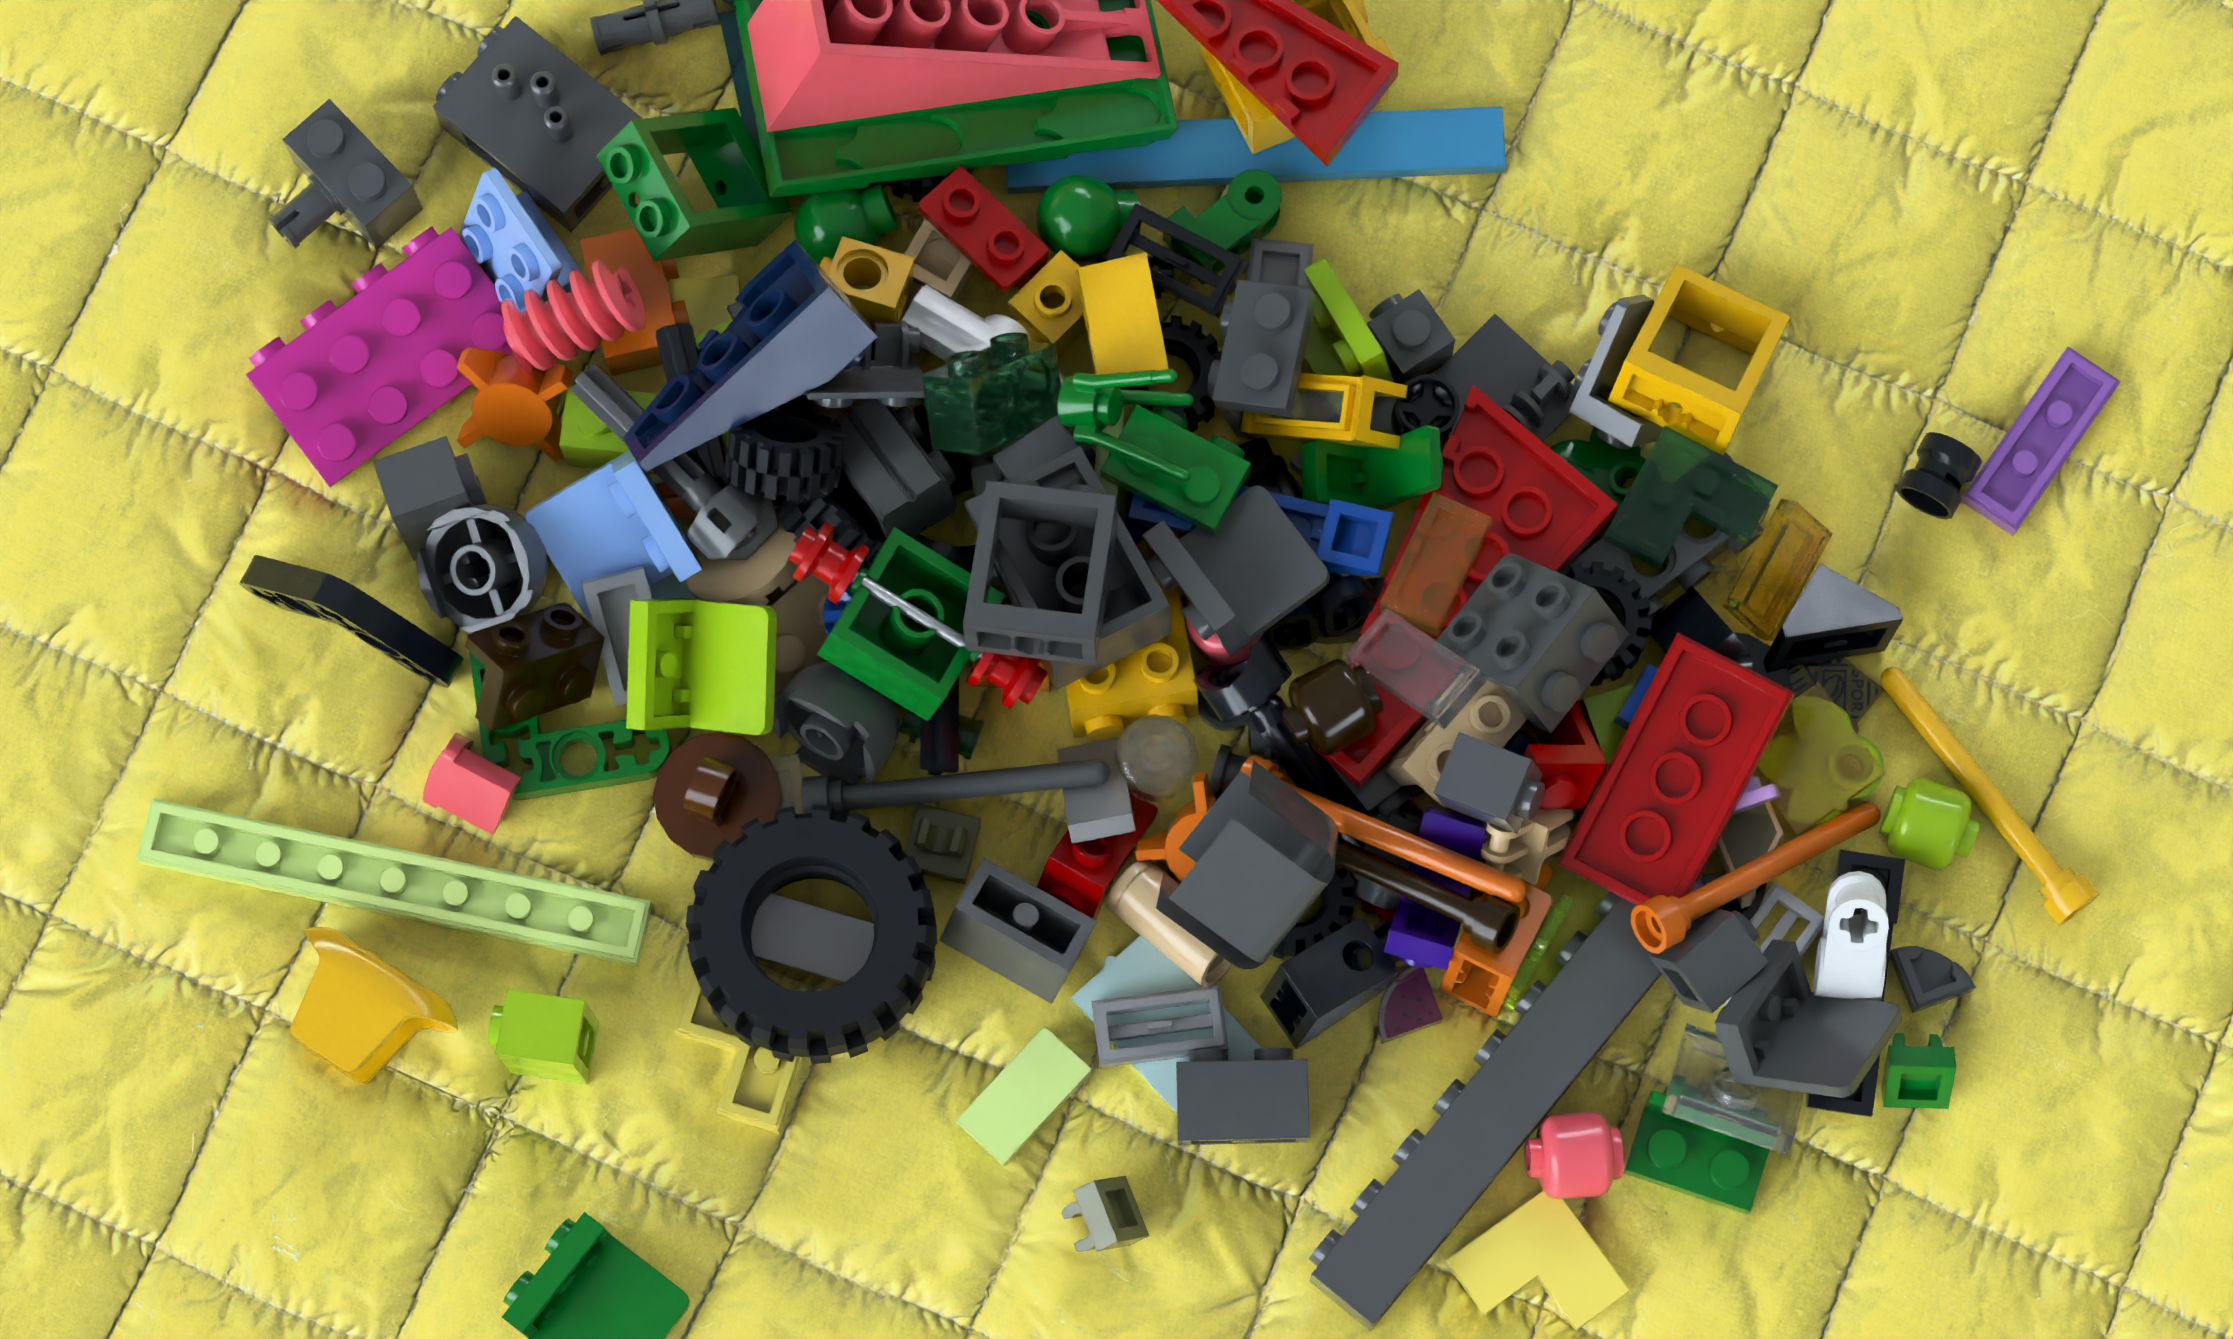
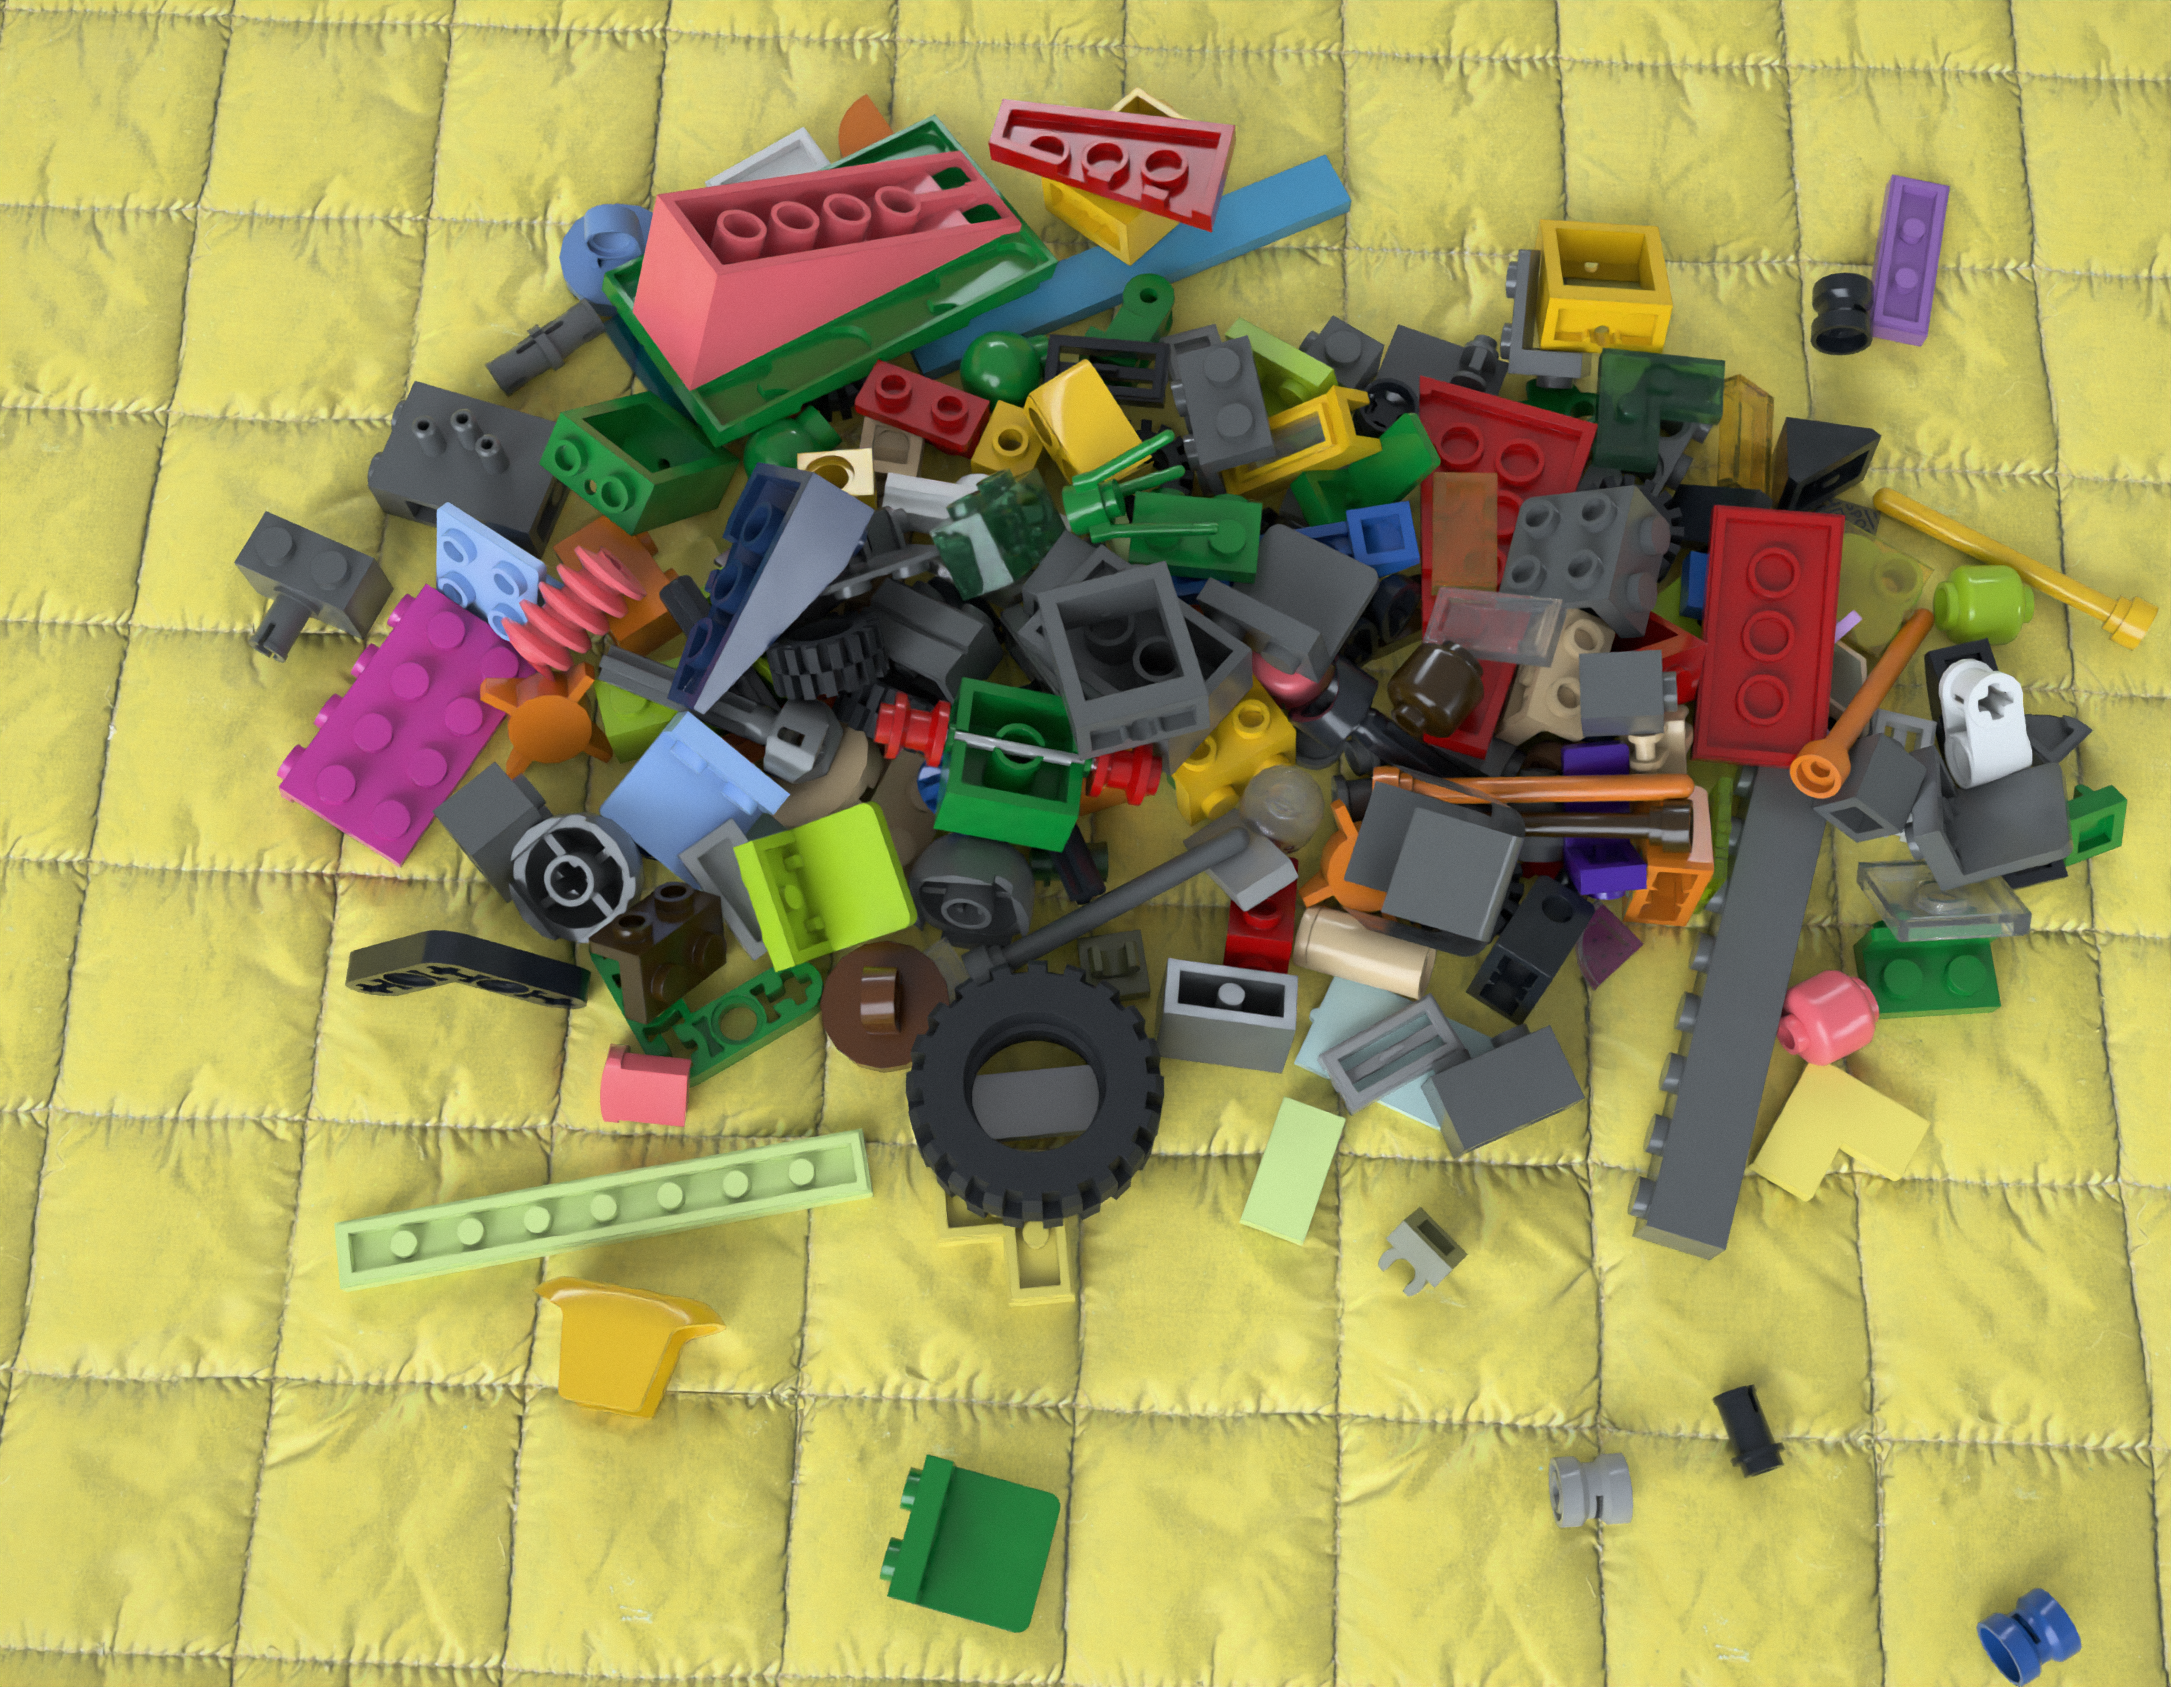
camera: 25 degrees left, 5 degrees down
(544, 1036) = (813, 1296): lime brick -> none

